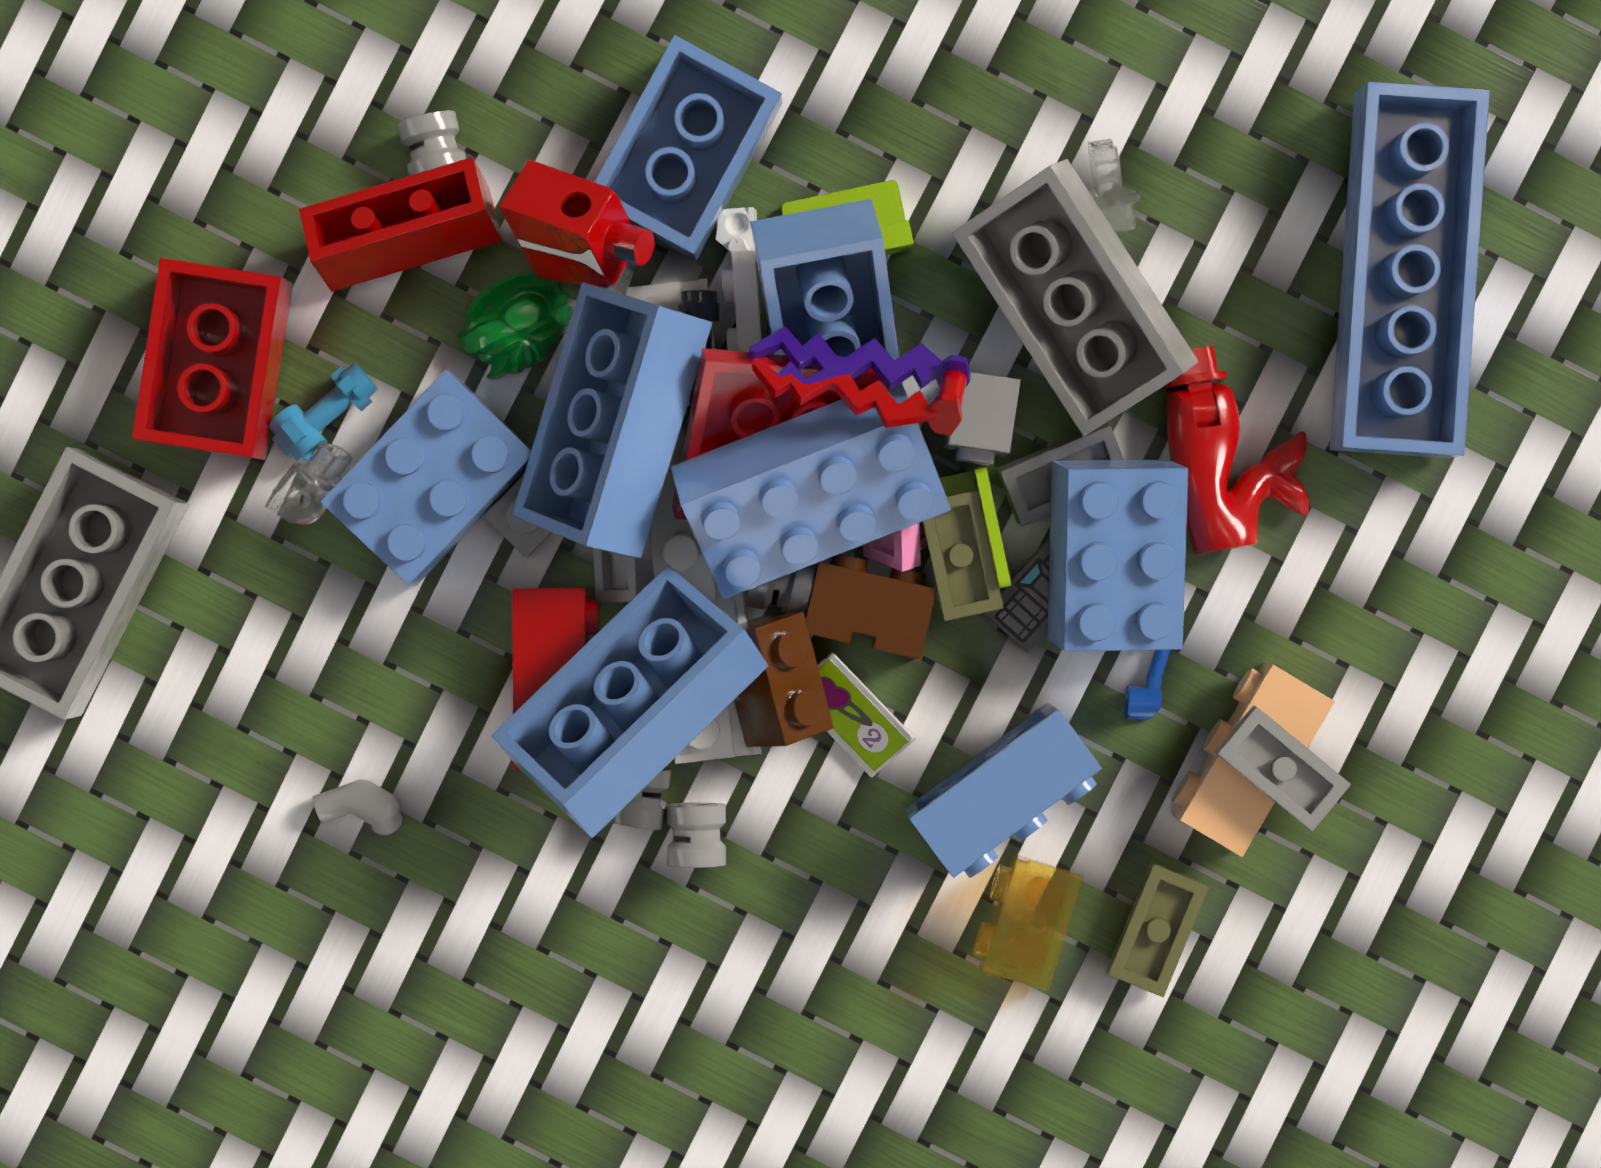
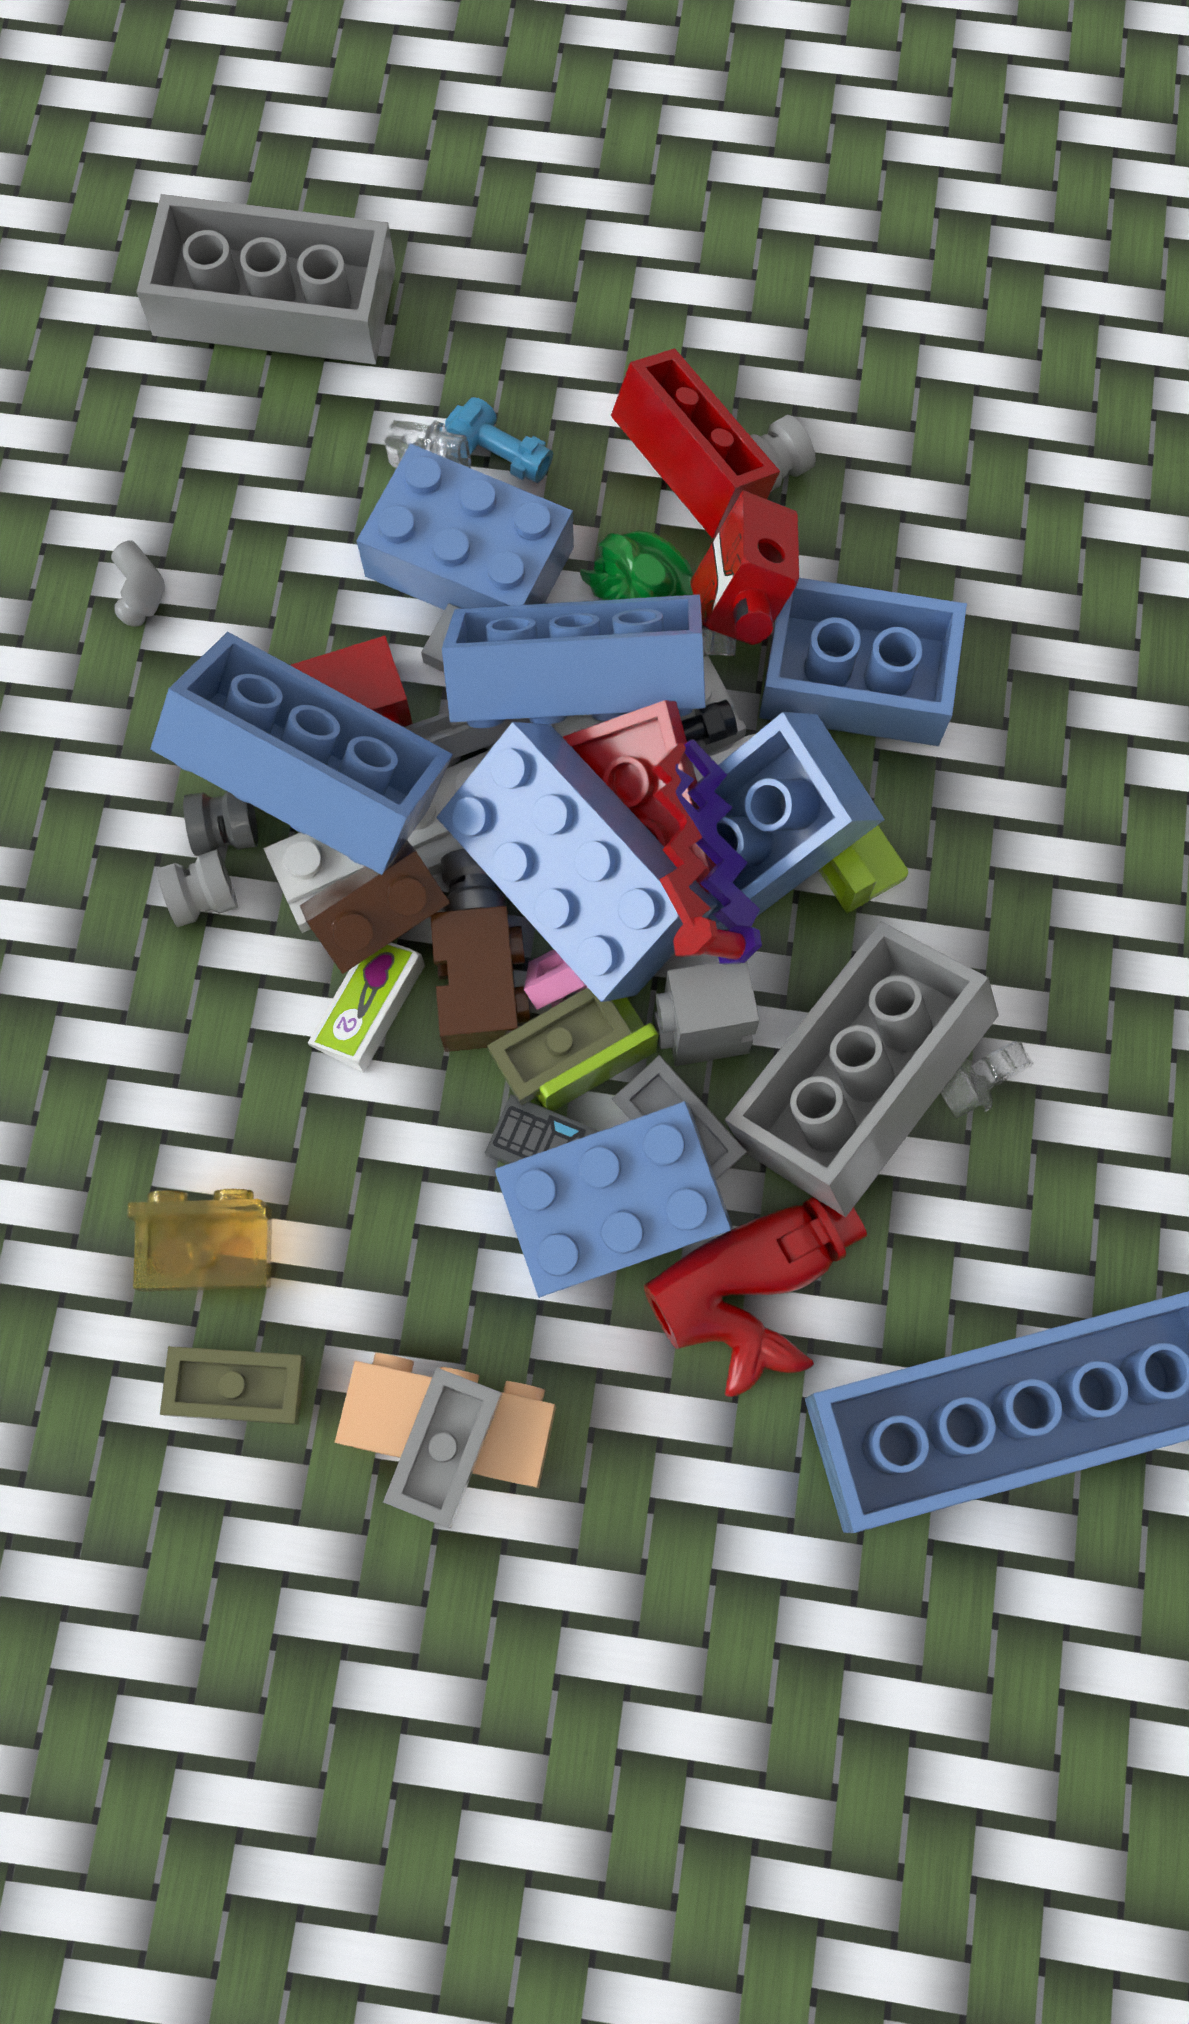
camera: 70 degrees right, 15 degrees down
(212, 358) = (512, 328): red brick -> none
(1004, 791) = (327, 1162): medium blue brick -> none
(1146, 701) = (472, 1291): blue hand -> none

